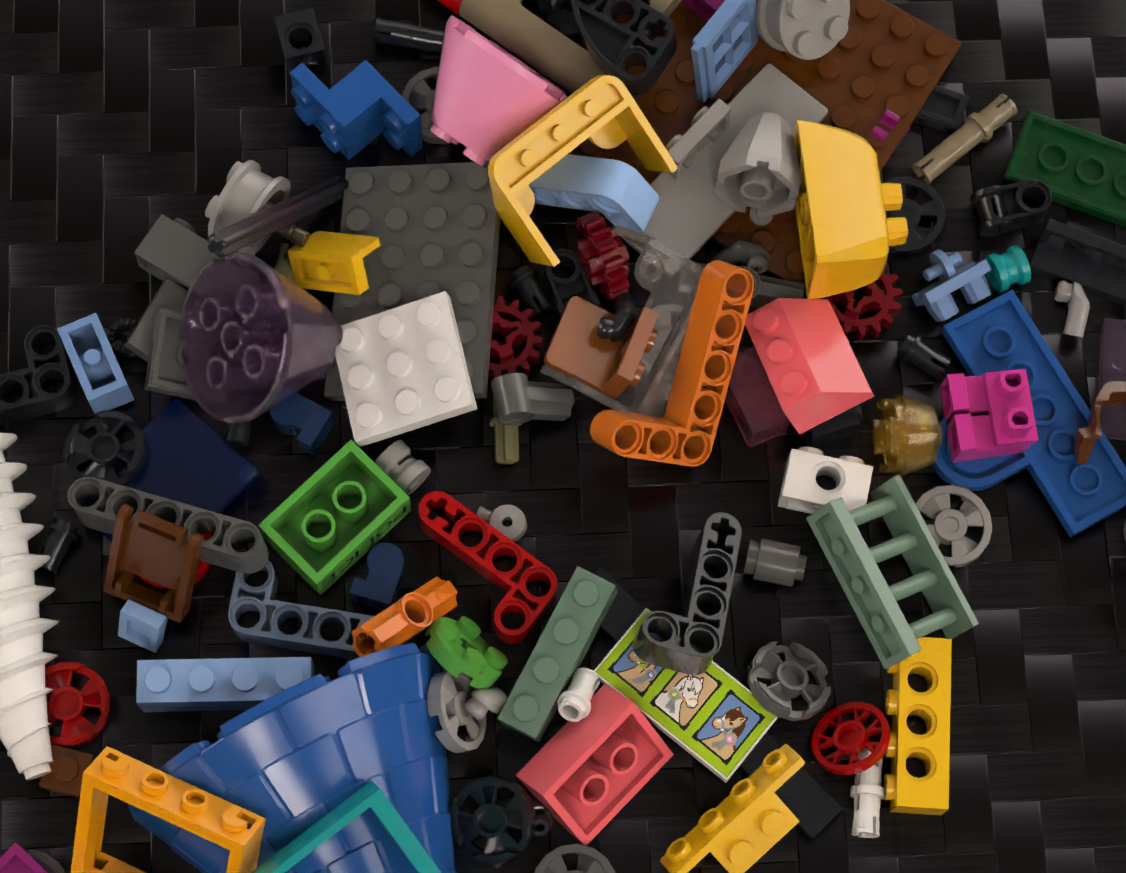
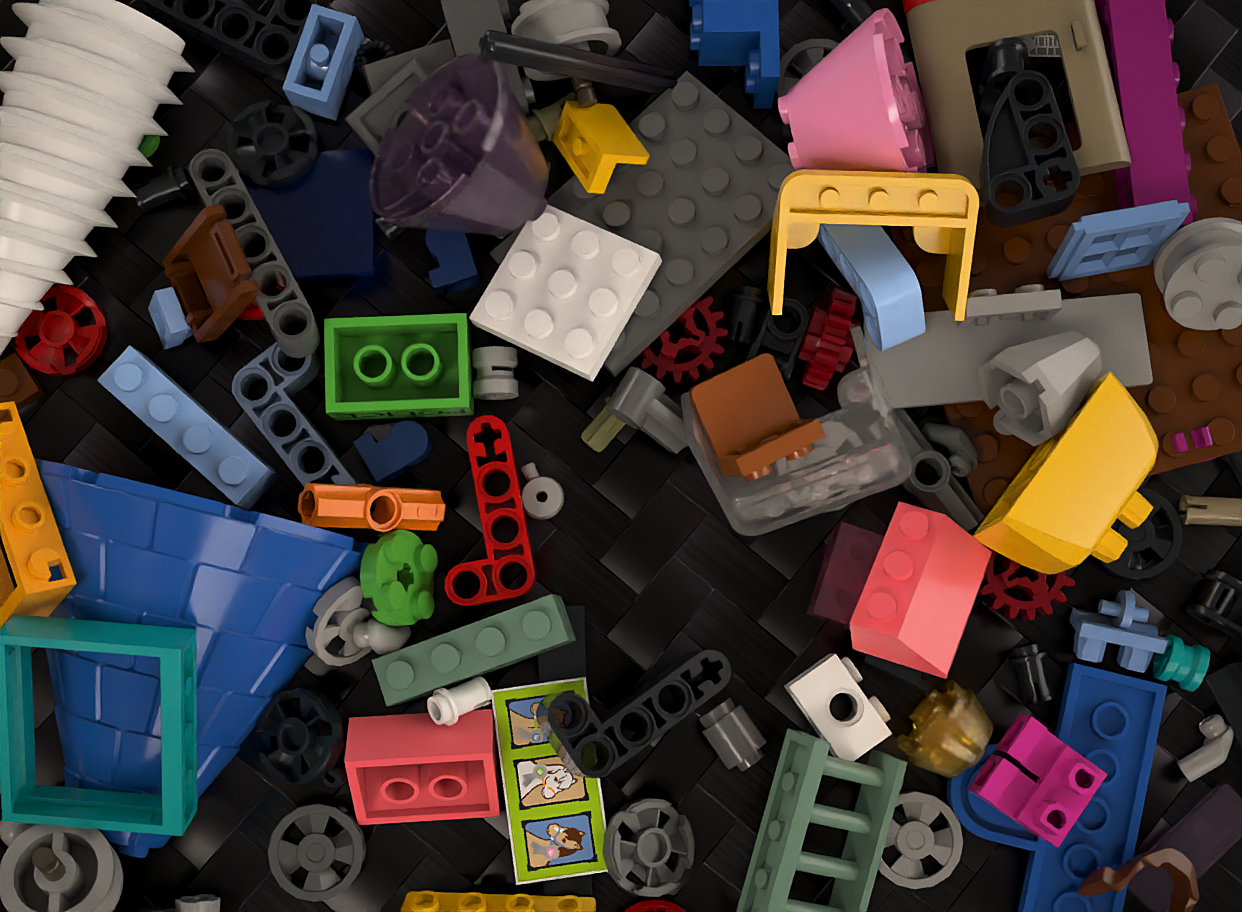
camera: 45 degrees right, 10 degrees up
(624, 316) = (795, 411): black arm -> none
(699, 382) = (807, 527): orange beam -> none

